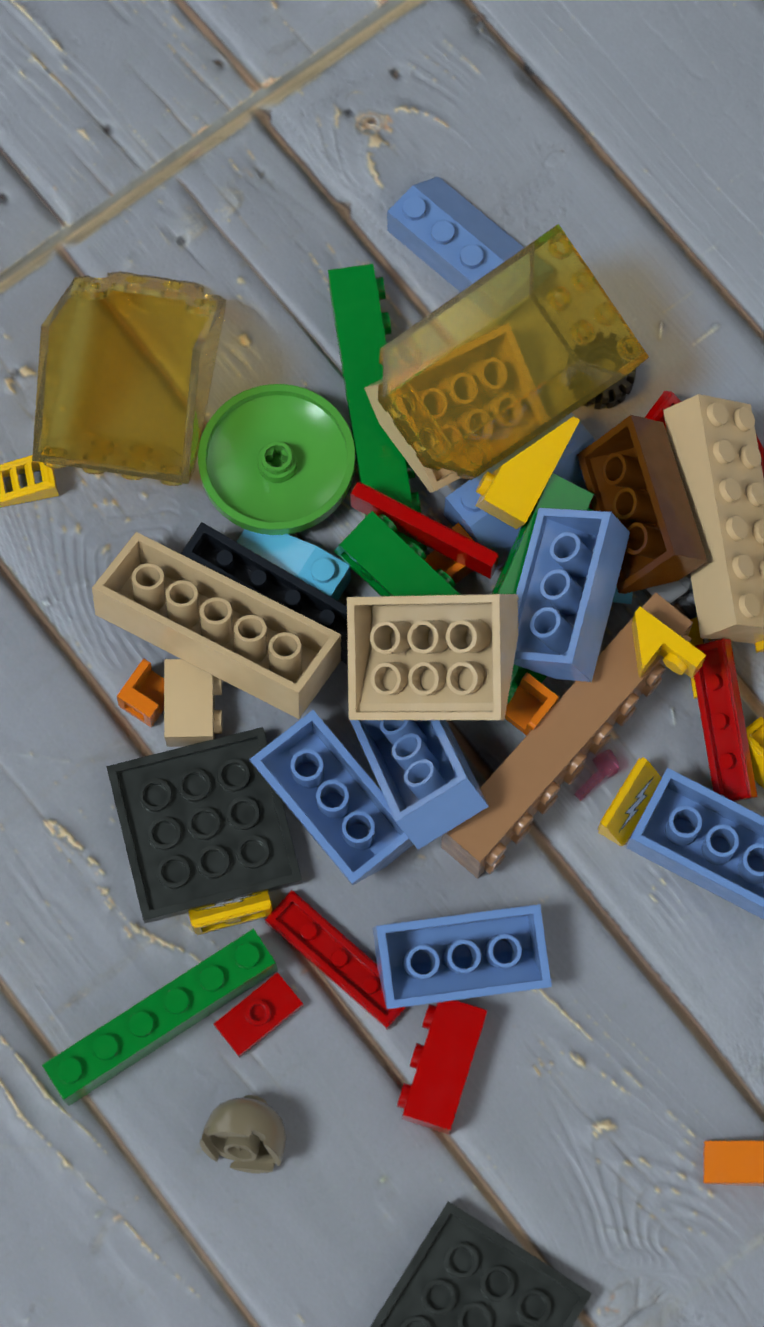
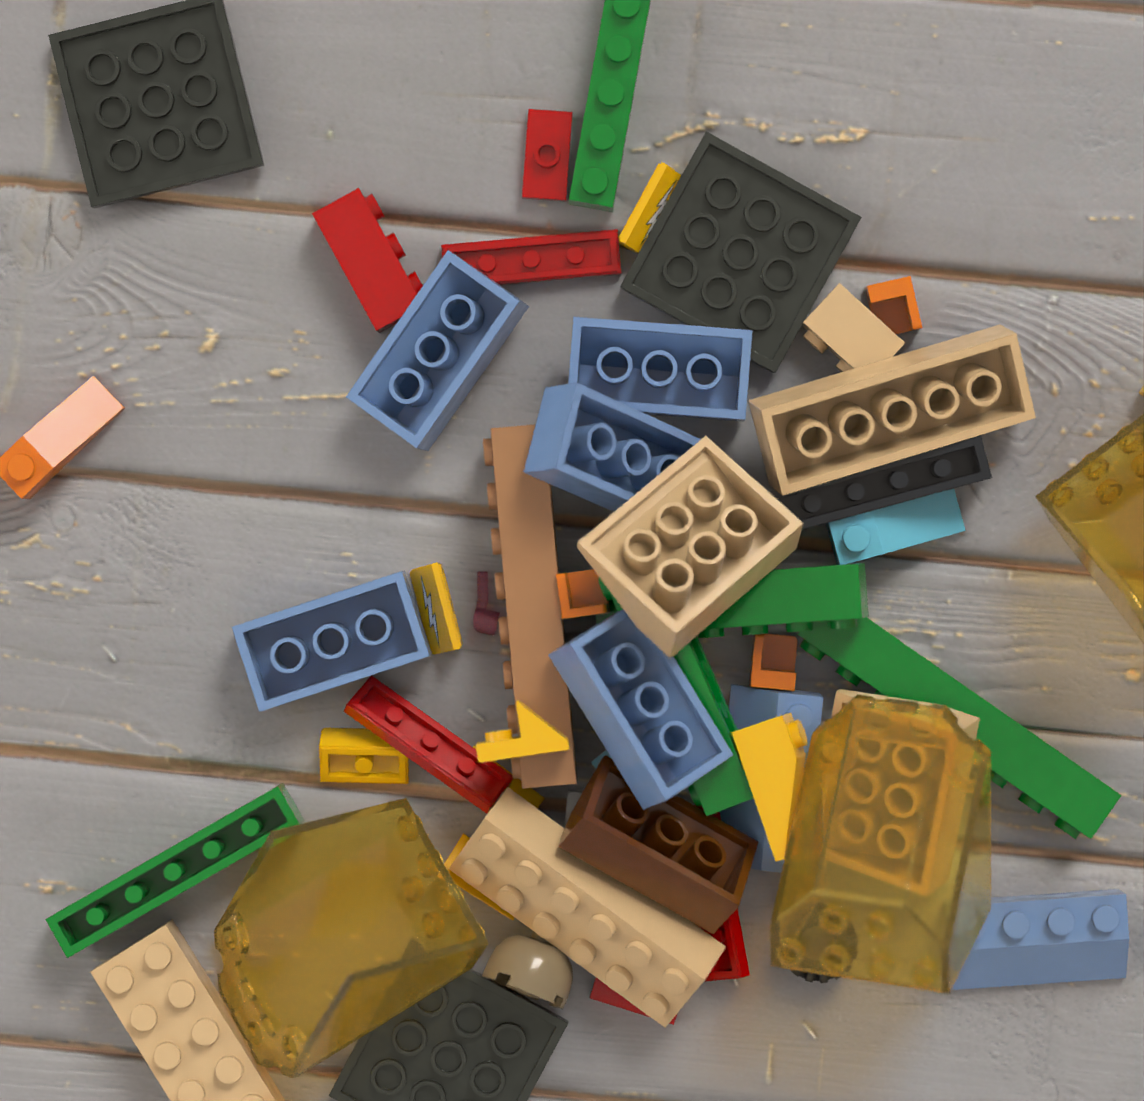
camera: 135 degrees right, 15 degrees up
(245, 1133) = (460, 56): dark tan cylinder -> none
(276, 459) = (993, 595): bright green dish -> none
(426, 530) = (811, 652): red tile -> none

